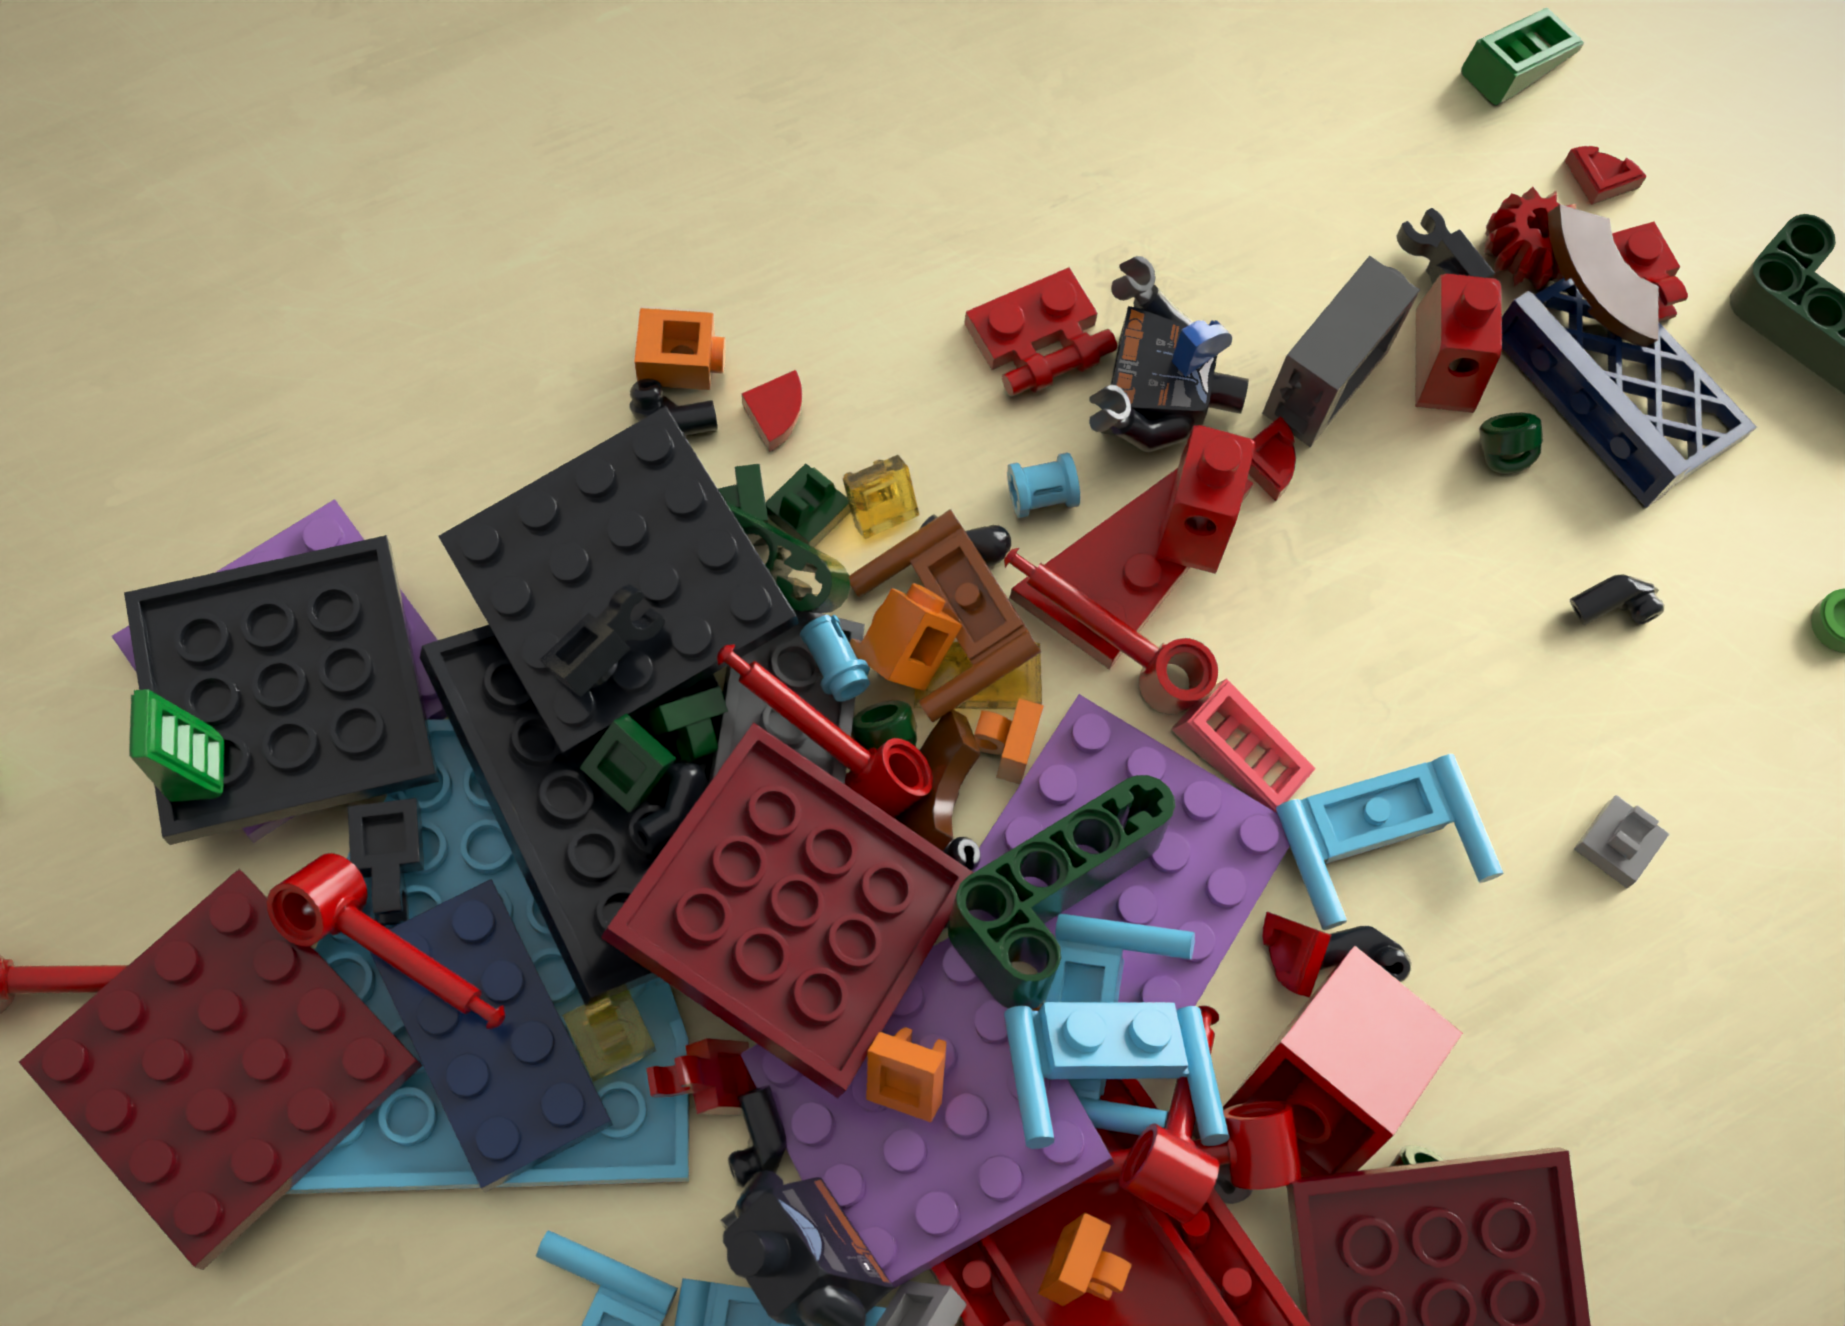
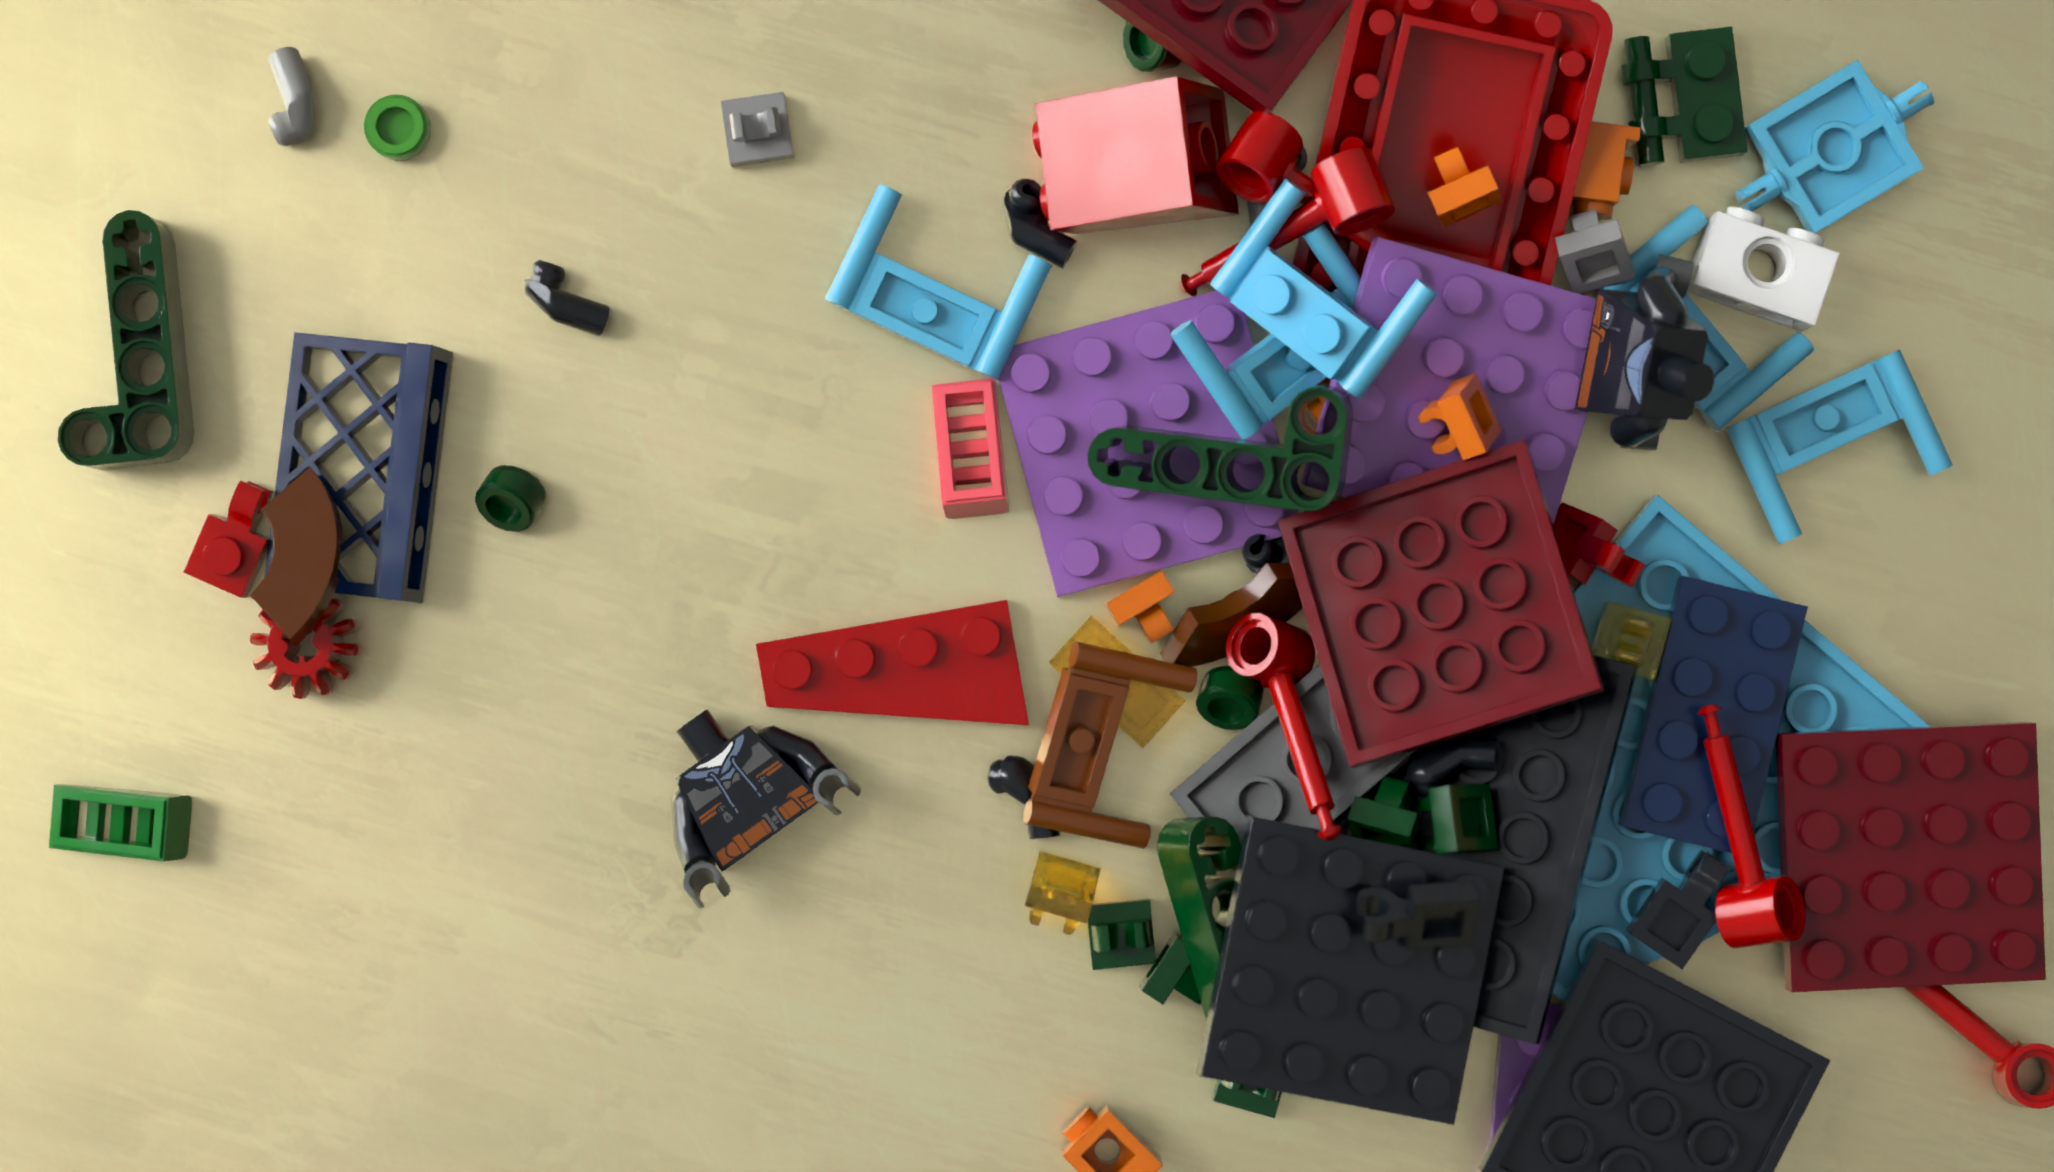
camera: 135 degrees left, 20 degrees up
(175, 749) = (1781, 1104): green slope -> none
(691, 418) = (1163, 1110): black arm -> none
(766, 1138) = (1578, 478): black arm -> none
(775, 408) = (1069, 1041): red tile -> none
(842, 671) = (1229, 775): medium azure pin -> none
(908, 637) = (1160, 745): orange brick -> none
(1035, 318) = (789, 941): red plate -> none
(1043, 485) = (924, 787): medium azure bush -> none
(1153, 680) = (981, 572): red piece -> none
(1200, 344) = (703, 780): blue tile -> none
(1206, 485) = (829, 652): red torso -> none
(1274, 458) = (714, 654): red tile -> none
(1295, 952) = (1085, 267): red tile -> none
(1340, 349) = (586, 682): dark grey window -> none
(1446, 251) = (403, 676): black plate -> none
(1455, 322) = (477, 610): red torso -> none
(1602, 174) = (170, 654): red tile -> none

